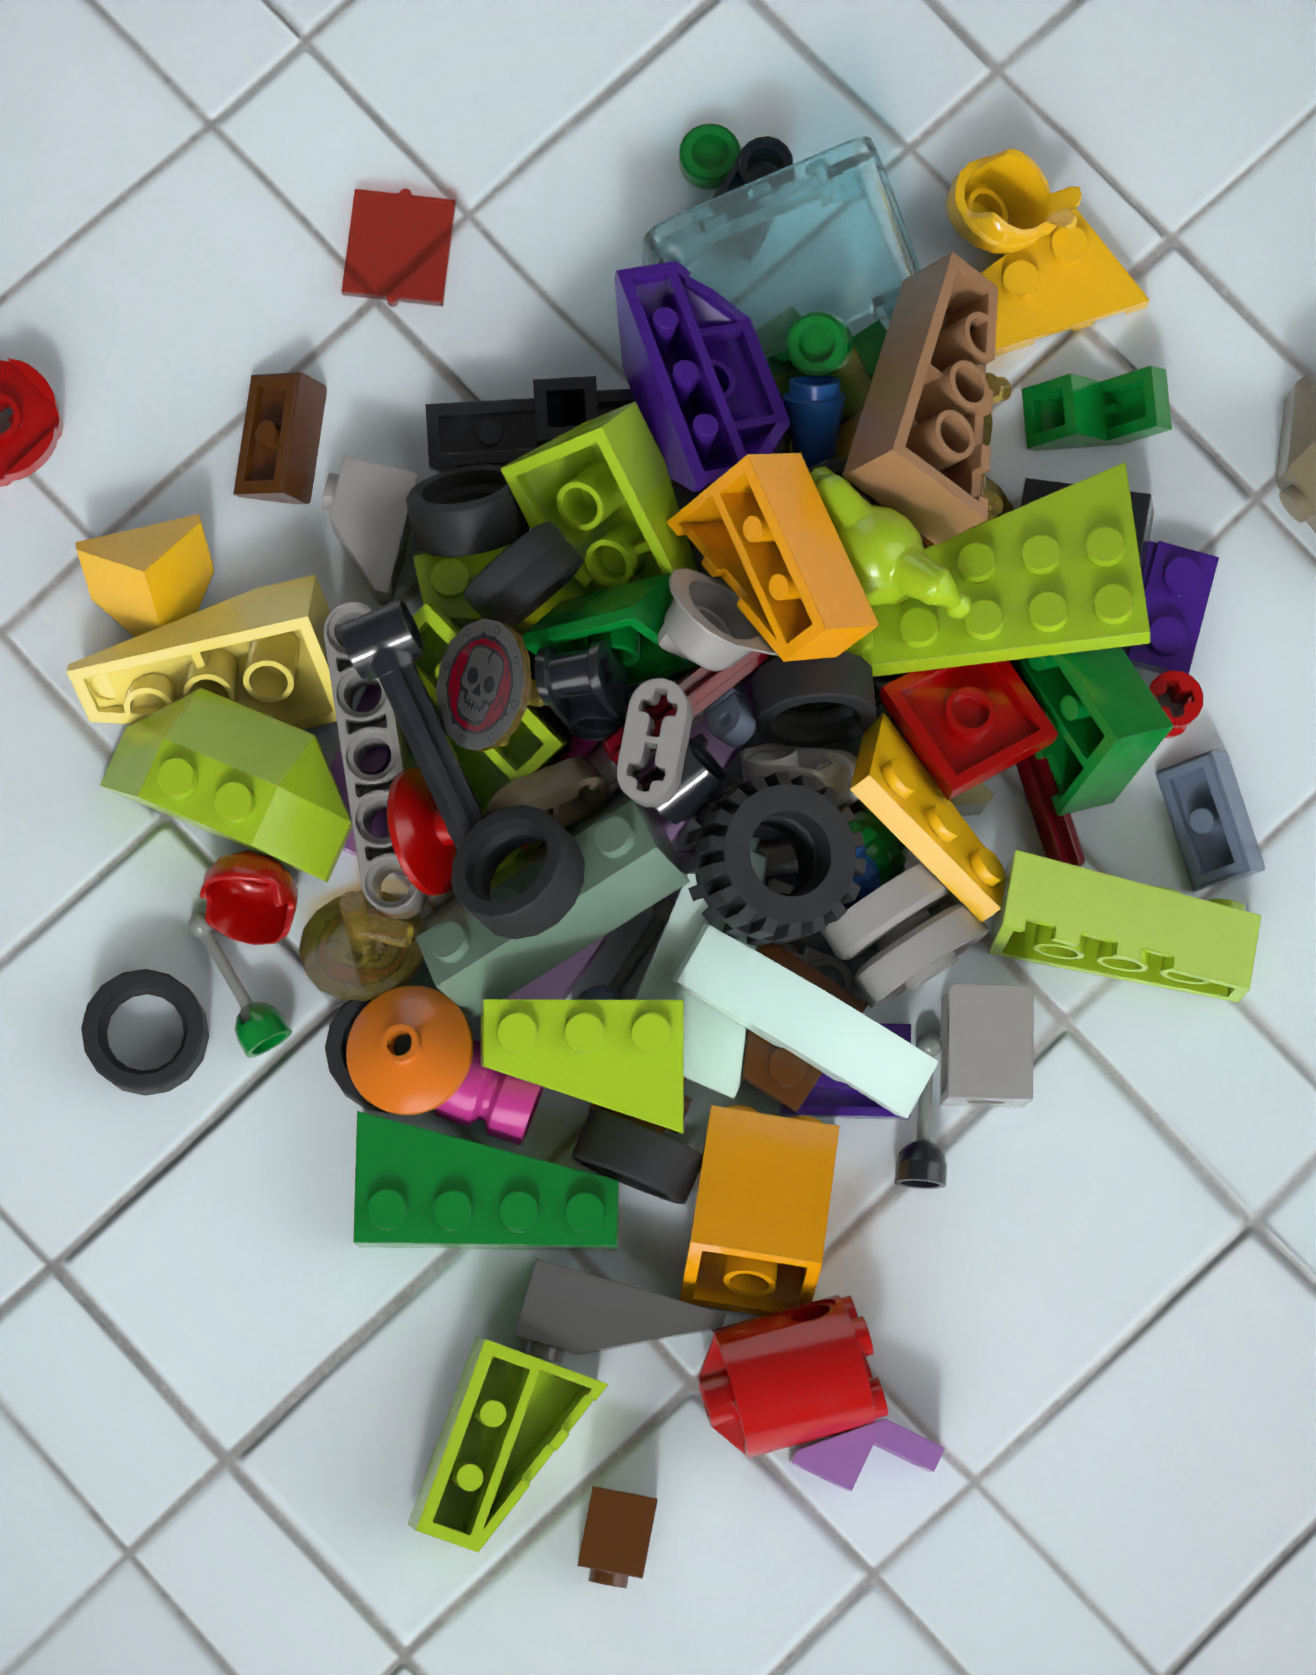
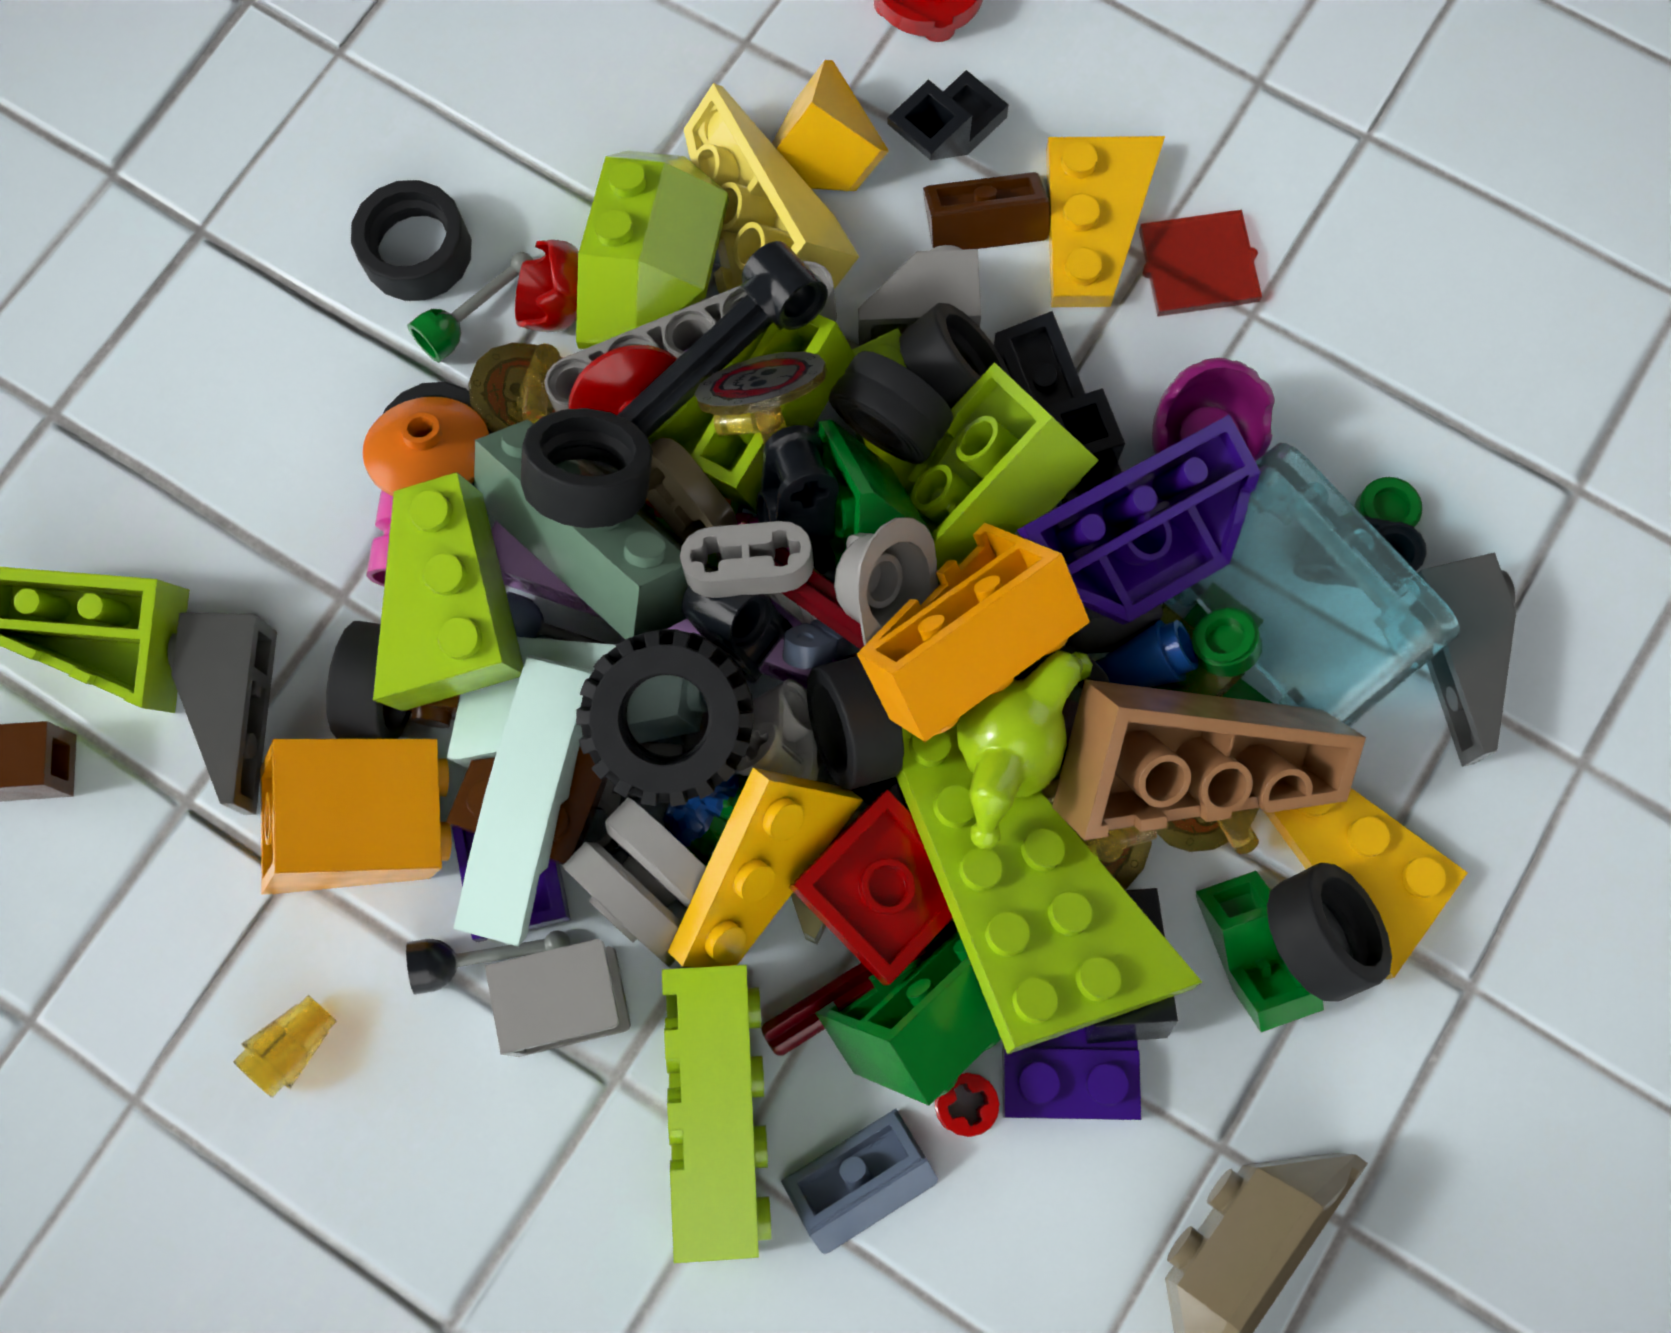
camera: 85 degrees right, 5 degrees down
(173, 443) = (949, 120): none -> black slope
(302, 324) = (1093, 211): none -> yellow wing
(466, 1195) = (310, 544): green wedge -> none
(579, 287) = (1207, 394): none -> magenta piece
(791, 1377) = (181, 884): red cylinder -> none
(836, 110) = (1475, 666): none -> dark grey slope
(844, 1455) = (125, 950): medium lavender slope -> none
(964, 1318) = (285, 1046): none -> clear yellow cone
(1007, 203) = (1444, 799): yellow hat -> none
(1103, 341) = (1329, 932): none -> black tyre

